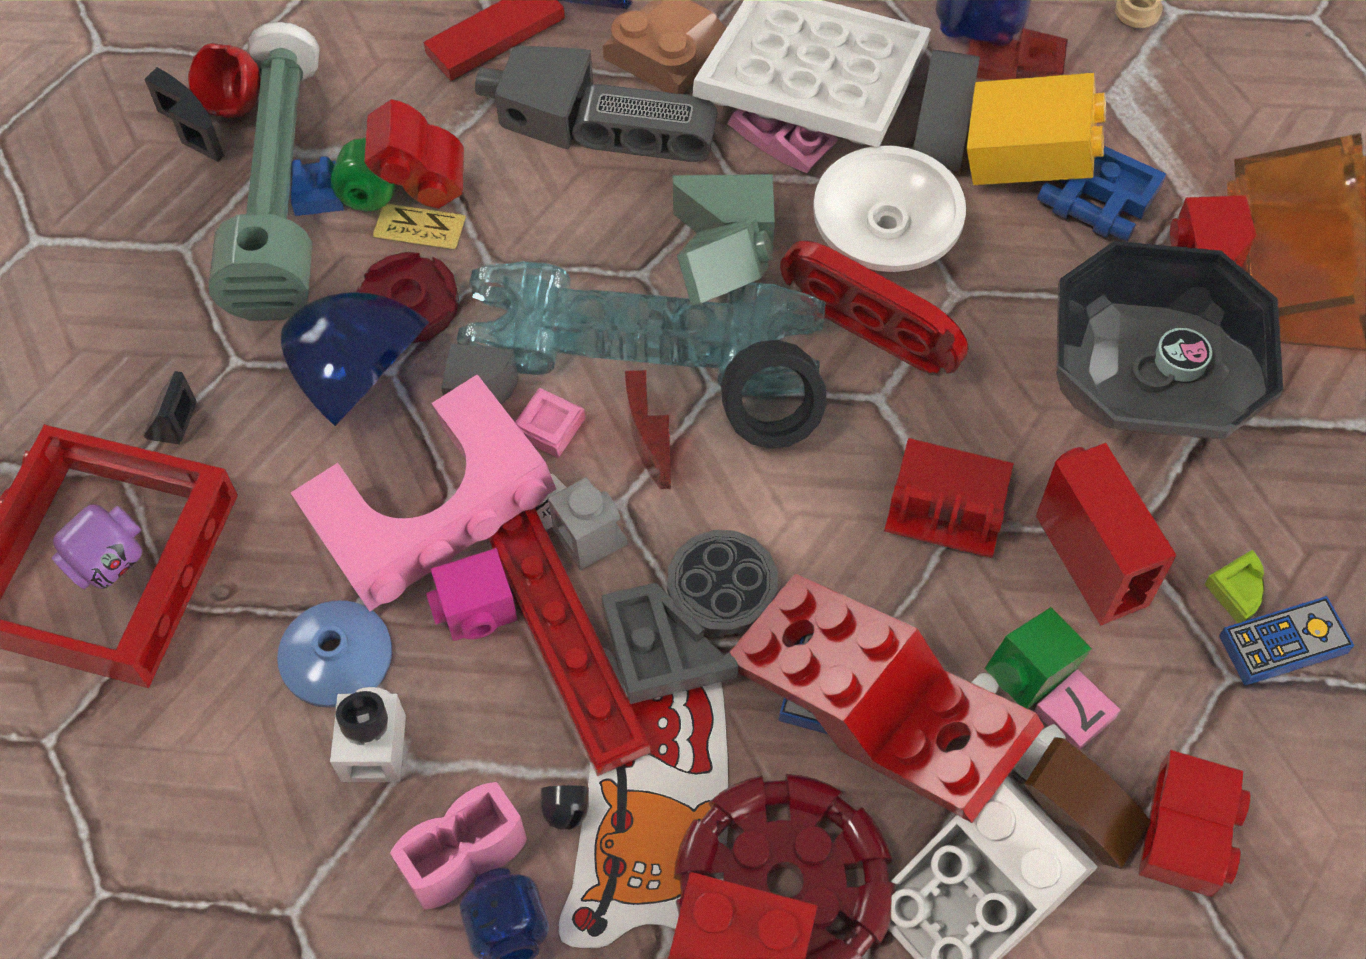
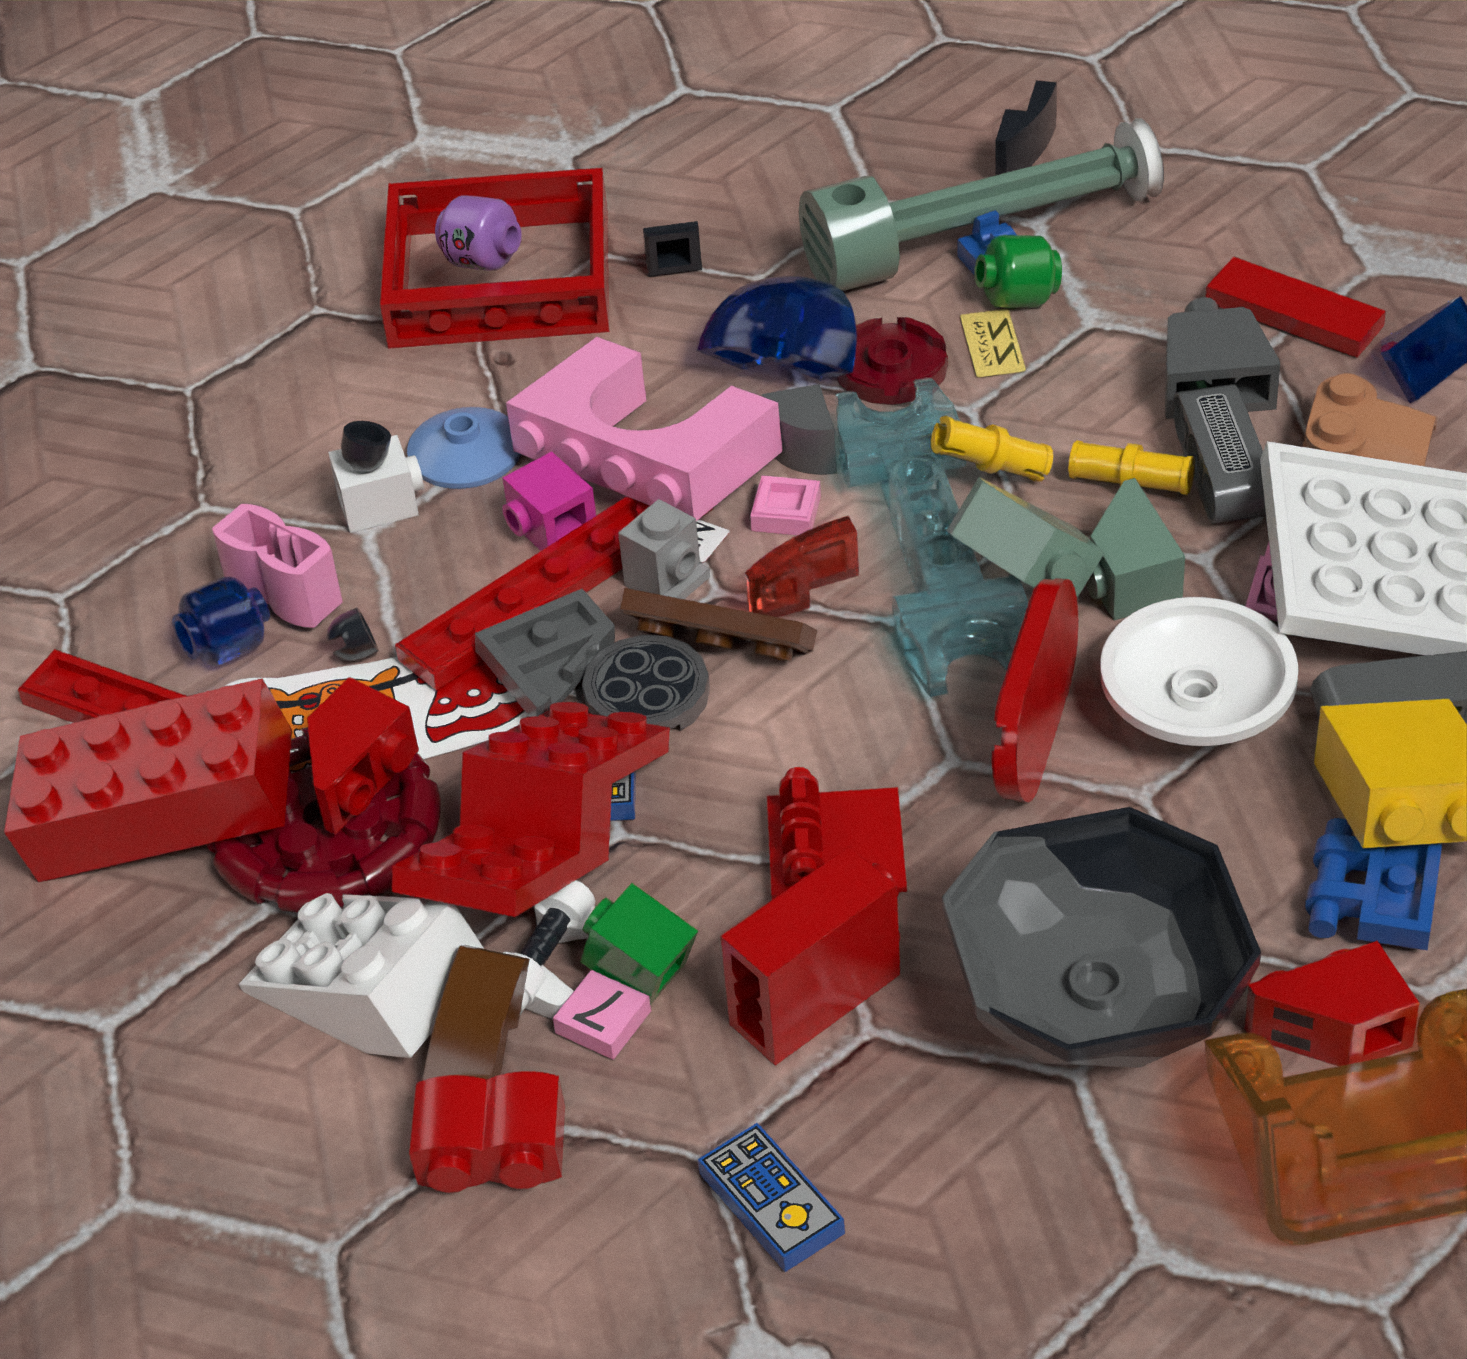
camera: 75 degrees right, 15 degrees down
(225, 80) = (1078, 131): red hair -> none
(414, 154) = (1047, 285): red brick -> none
(582, 256) = (991, 448): none -> yellow pin
(629, 182) = (1131, 462): none -> yellow pin
(681, 506) = (718, 625): none -> reddish brown tile
(762, 826) = (356, 748): none -> red slope
(791, 428) = (905, 648): black tyre -> none
(1183, 354) = (1132, 999): tile -> none
(1239, 586) = (832, 1141): lime tile -> none

